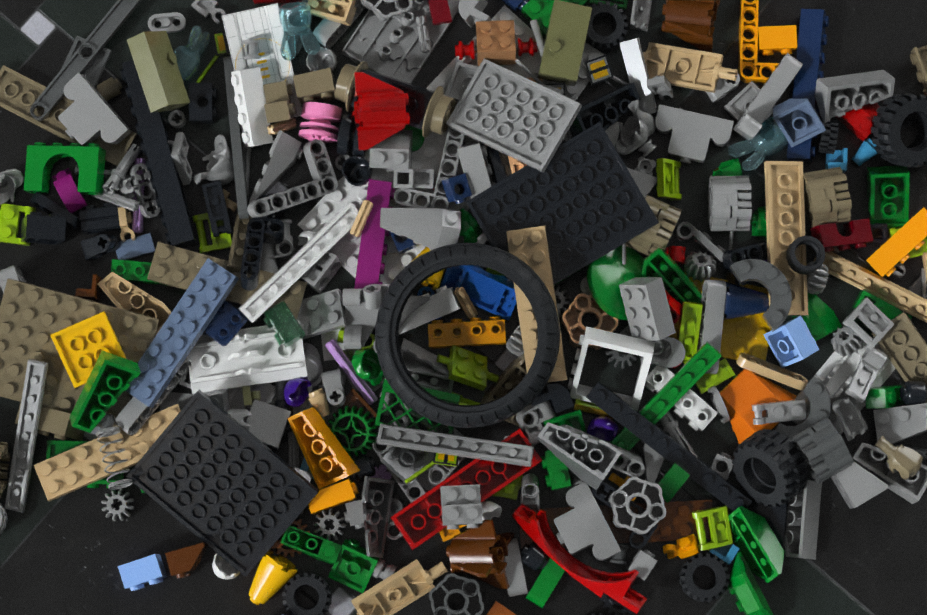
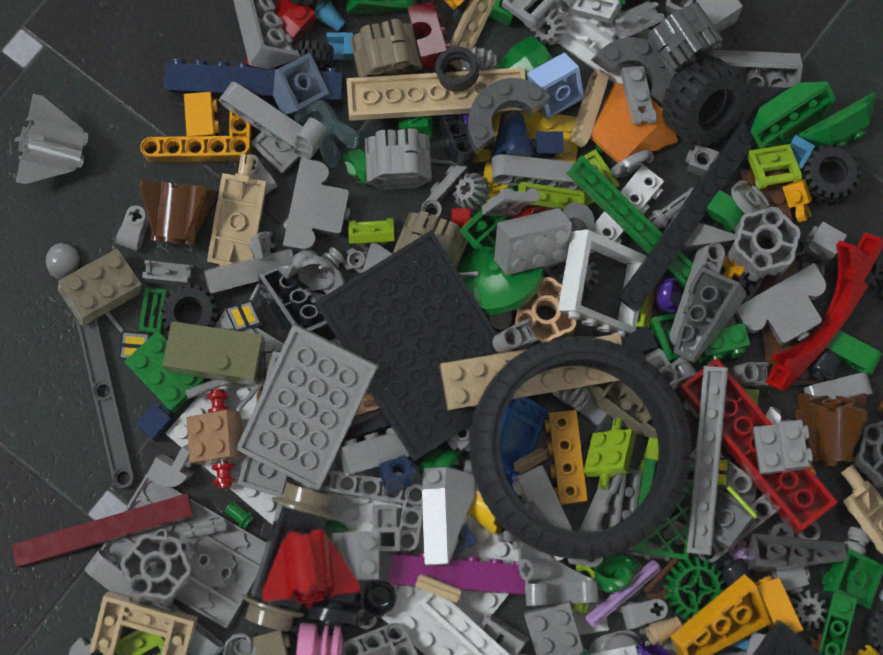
camera: 95 degrees left, 5 degrees down
(430, 67) = (240, 515): none -> green pin
(566, 293) = (517, 336): none -> light grey piece
(681, 288) = (509, 202): none -> light grey plate
(681, 502) = (748, 198): none -> light grey tile
(738, 332) = (548, 144): none -> dark blue brick

